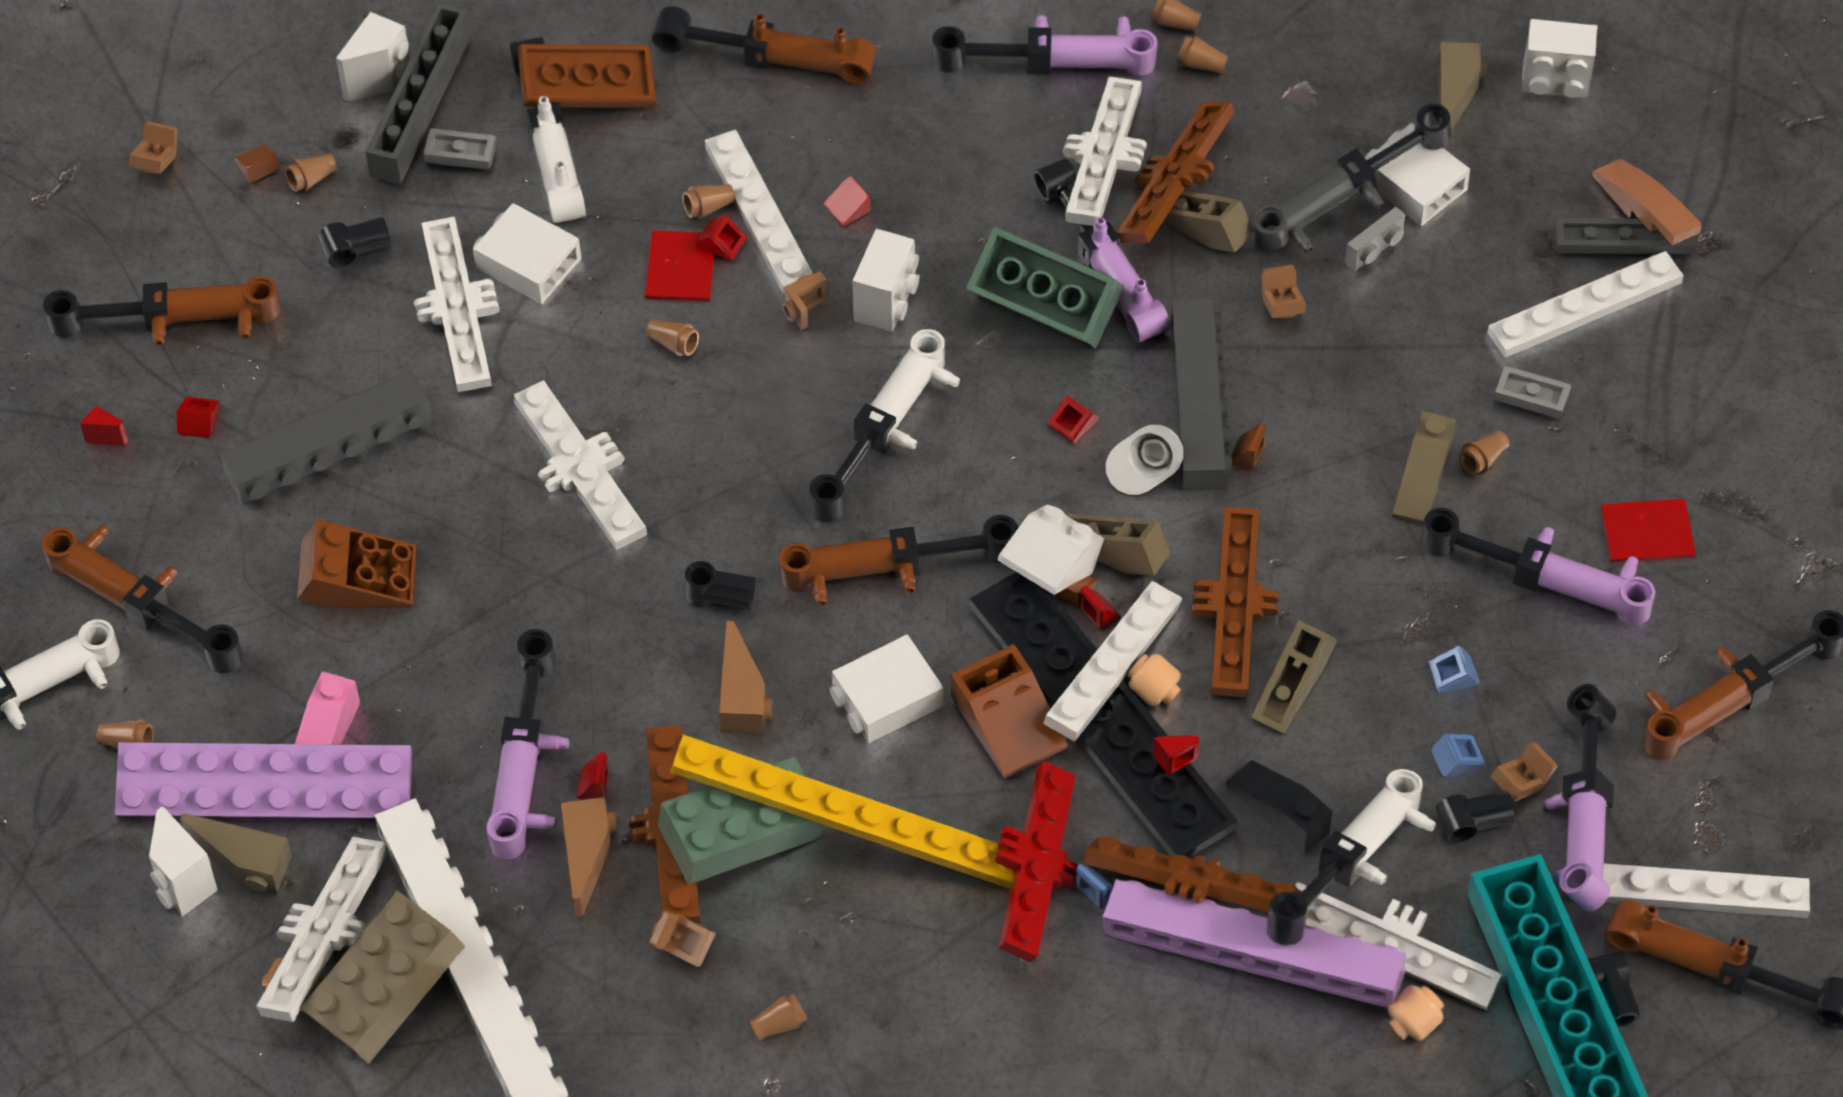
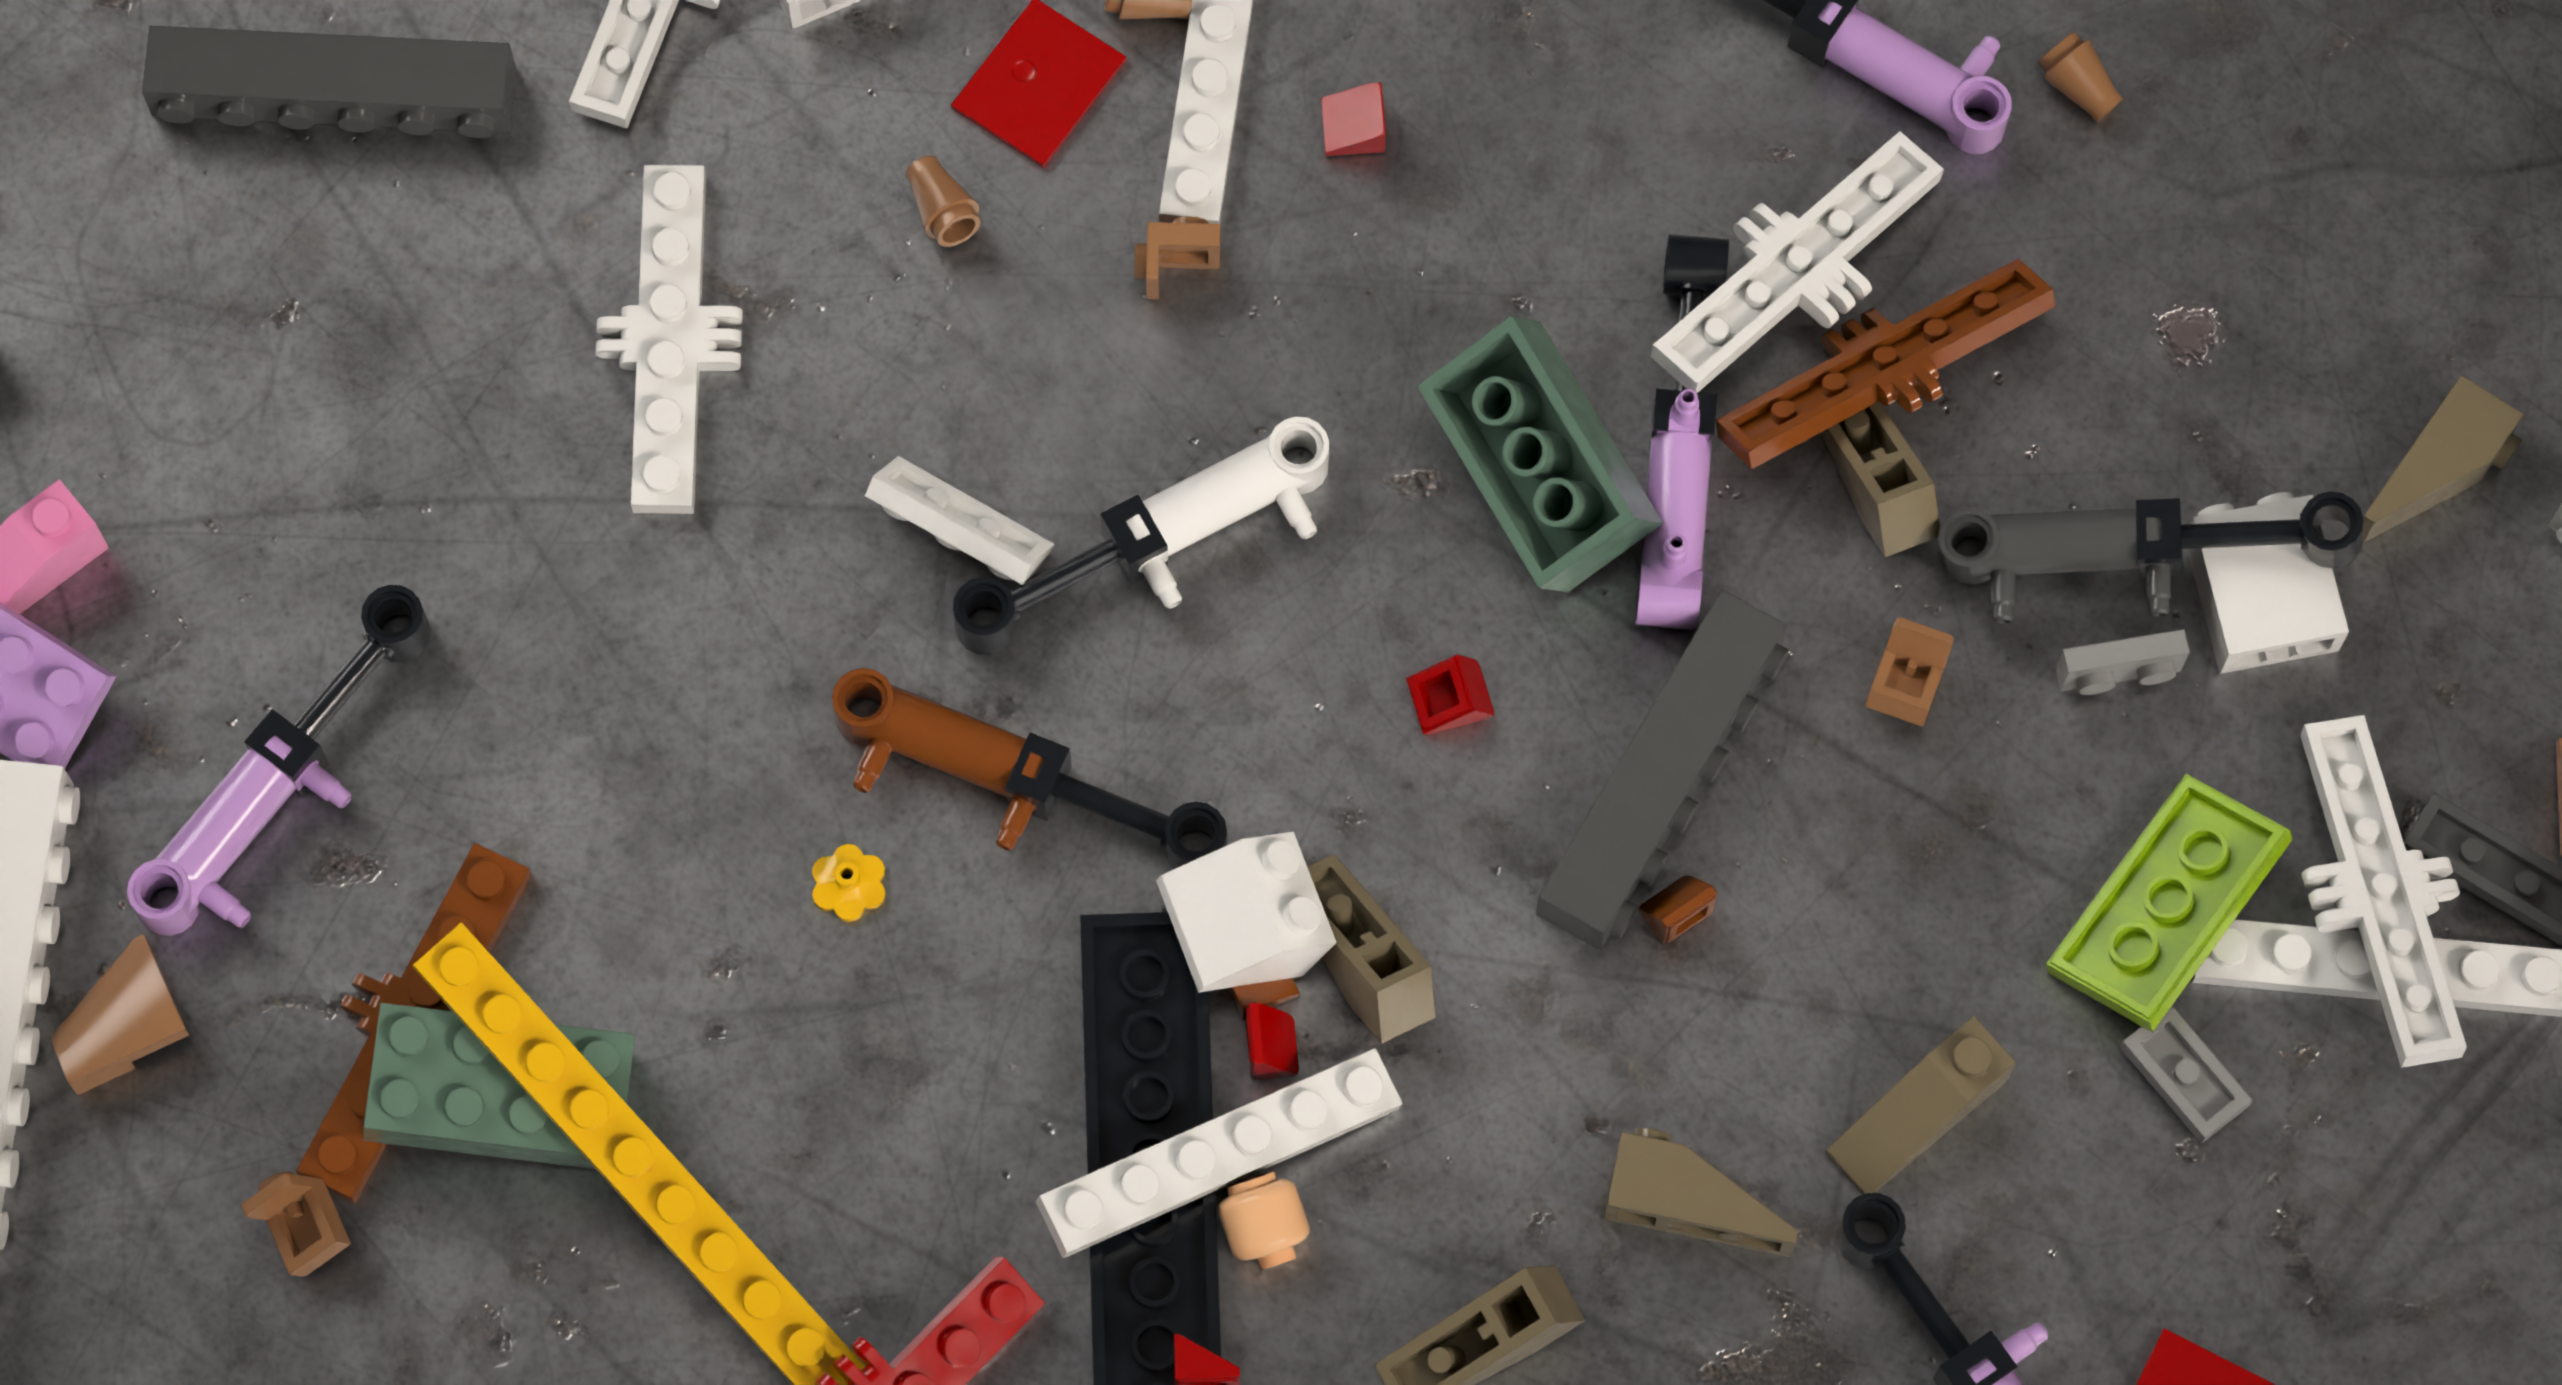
camera: 30 degrees right, 15 degrees up
(355, 568) = (234, 327): dark orange slope -> none
(522, 902) = (118, 1020): none -> medium nougat slope
(587, 845) = (263, 985): medium nougat slope -> none
(594, 778) = (349, 881): red slope -> none
(718, 588) = (733, 675): black piece -> none
(722, 237) = (1127, 73): red slope -> none
(742, 688) = (648, 867): medium nougat slope -> none
(783, 465) = (959, 520): none -> white plate
(841, 649) = (850, 895): none -> yellow plant
(885, 280) = (1306, 298): white brick -> none
(886, 689) = (859, 991): white brick -> none
(1006, 710) = (1005, 1138): dark orange slope -> none
(1144, 459) = (1499, 837): white piece -> none
(1201, 55) = (2072, 174): medium nougat cone -> none
(1234, 602) = (1478, 1158): dark orange hinge -> none
(1343, 563) = (1680, 1193): none -> dark tan slope
(1471, 325) = (2169, 902): none -> lime tile
(1482, 453) = (2034, 1132): medium nougat cone -> none
(1564, 266) = (2382, 891): none -> white hinge

